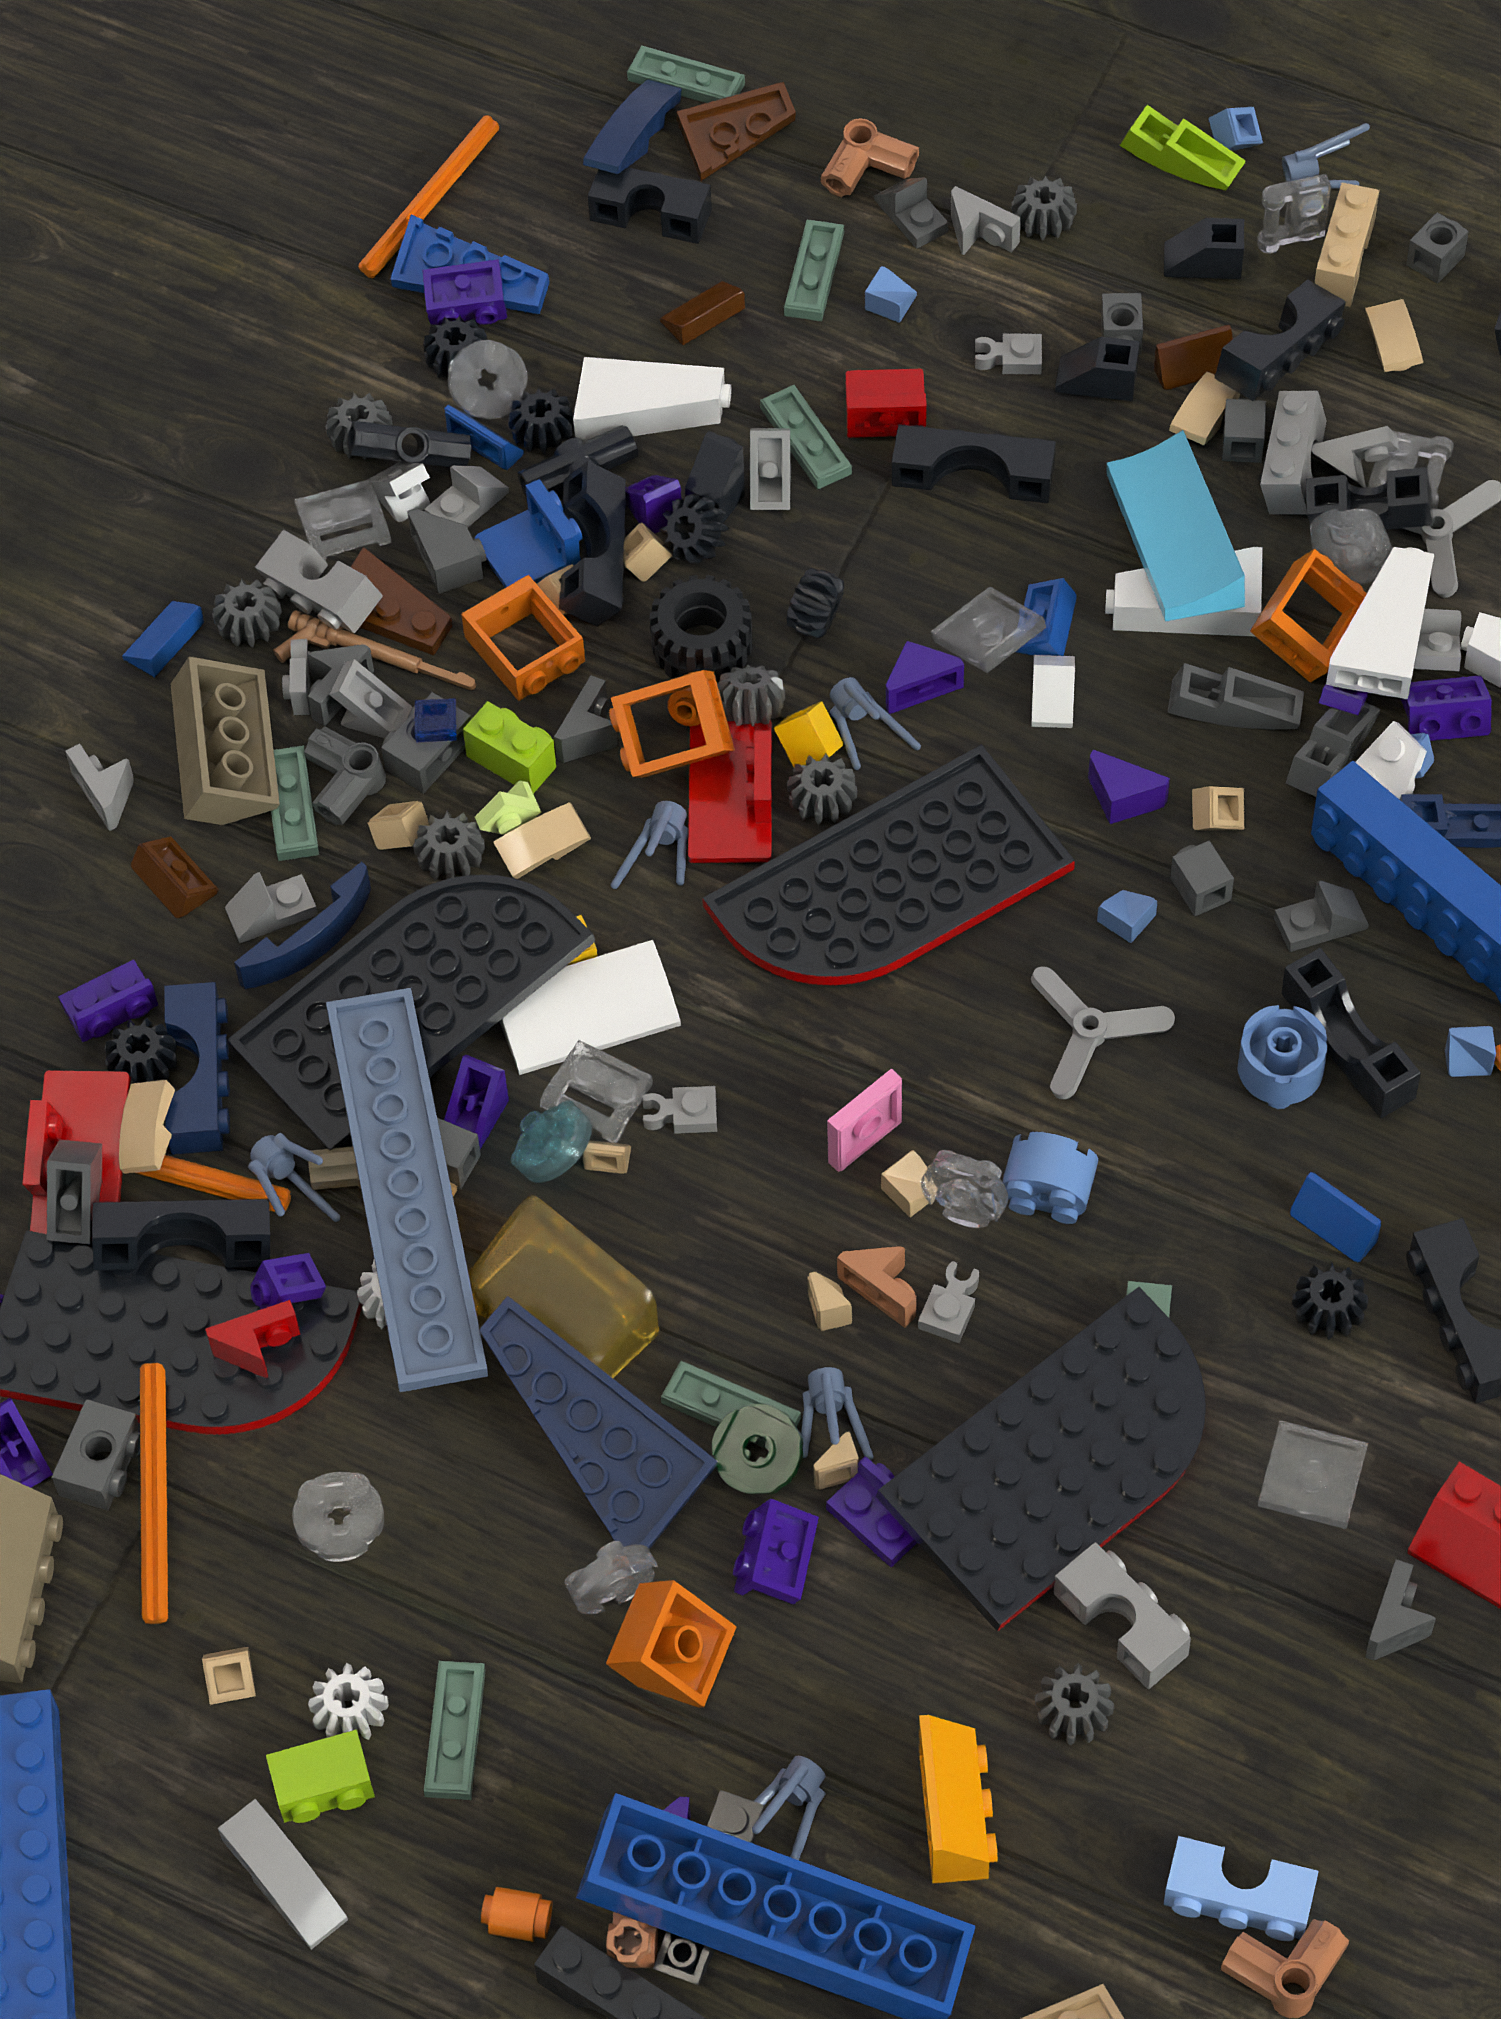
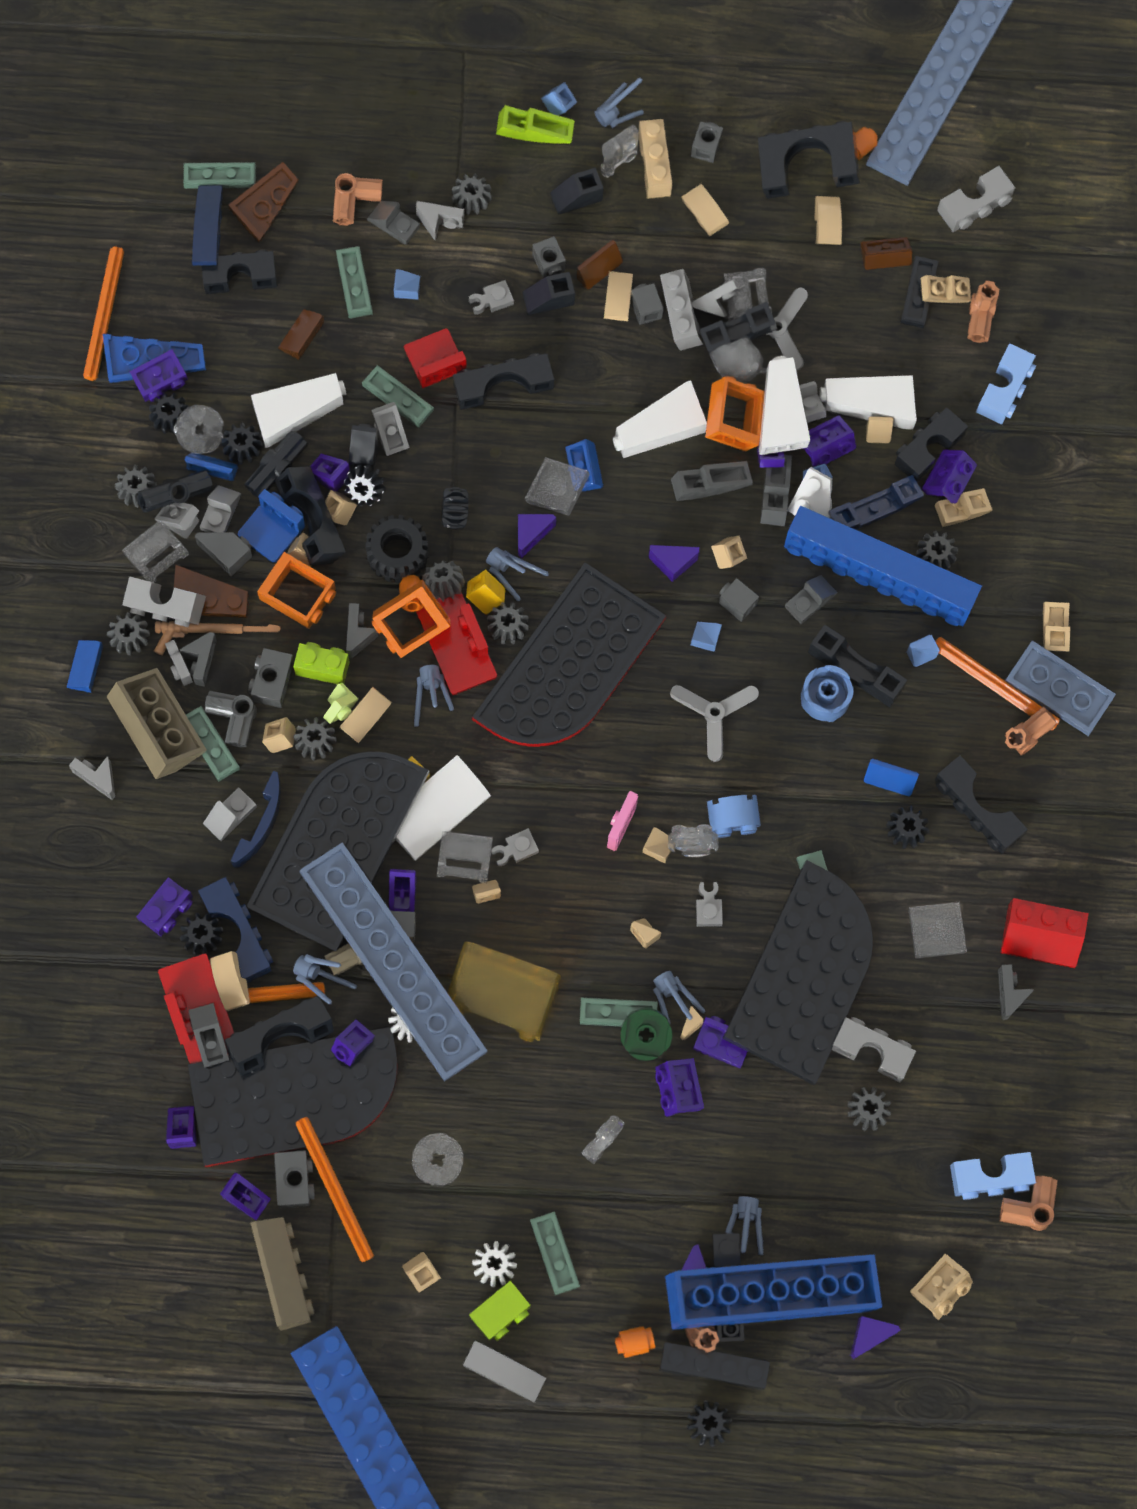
camera: 30 degrees left, 15 degrees up
(172, 876) = (164, 815): reddish brown slope -> none
(241, 1338) = (344, 1087): red slope -> none
(368, 701) = (228, 666): light grey slope -> none
(435, 720) = (275, 666): clear blue tile -> none
(551, 1141) = (456, 899): clear light blue tile -> none
(614, 1445) = (572, 1064): dark blue wing -> none
(671, 1643) = (647, 1160): orange slope -> none
(872, 1276) = (660, 909): nougat slope -> none
(955, 1801) = (832, 1188): light orange slope -> none
(1053, 691) = (608, 509): white slope -> none
(1177, 531) = (639, 387): medium azure arch -> none
(1258, 361) = (640, 259): black arch -> none

